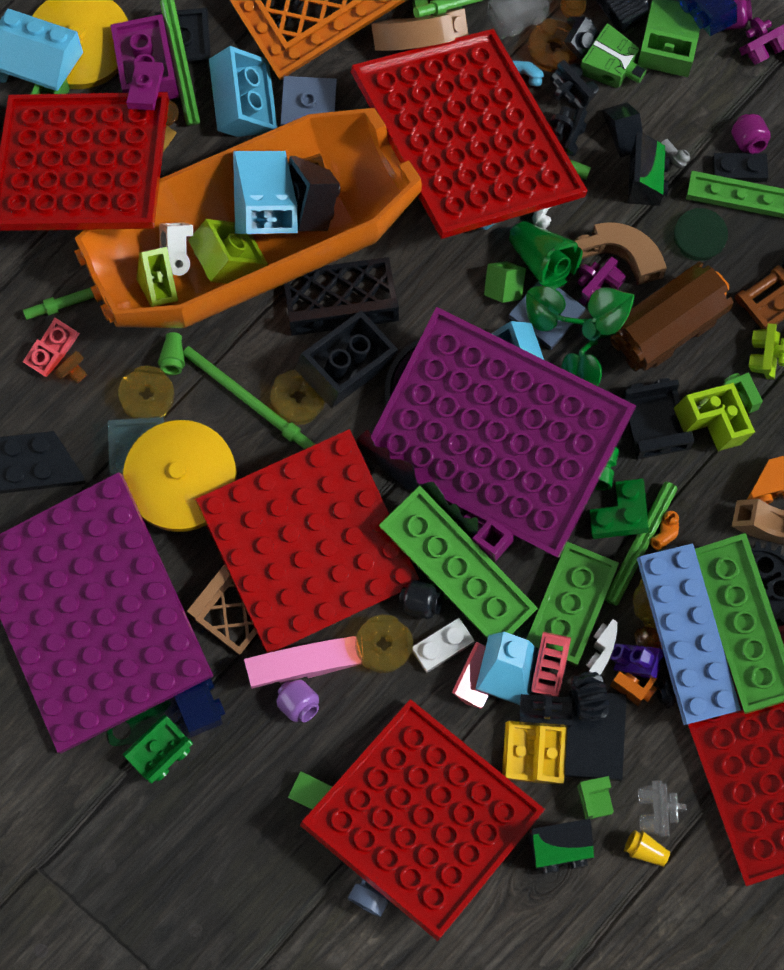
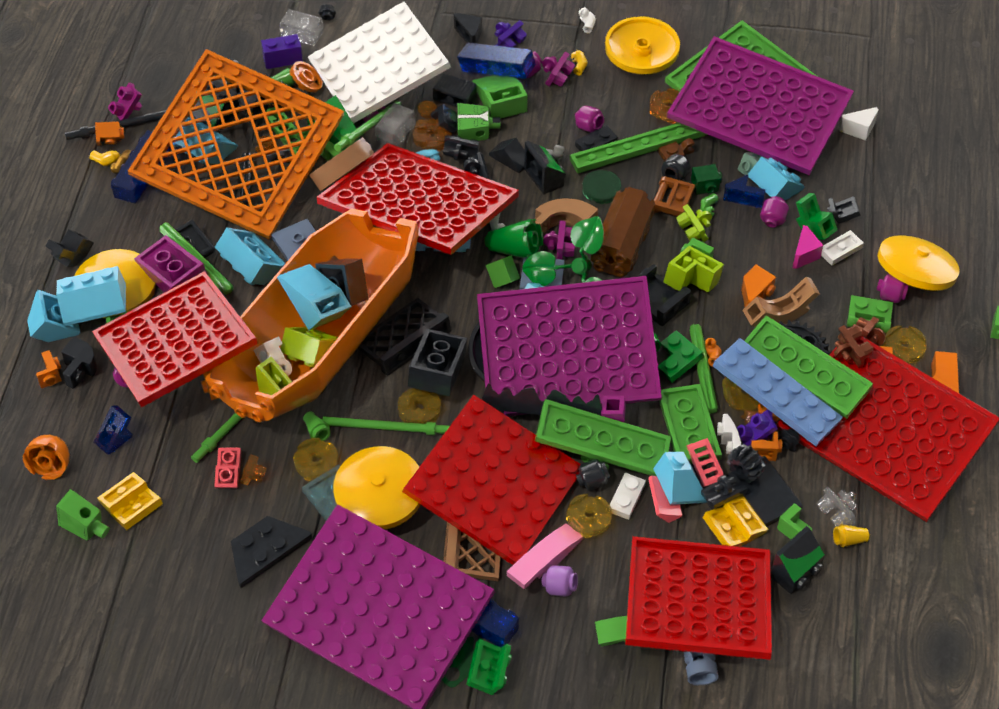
camera: 30 degrees left, 20 degrees down
(145, 85) = (187, 274): magenta plate -> none

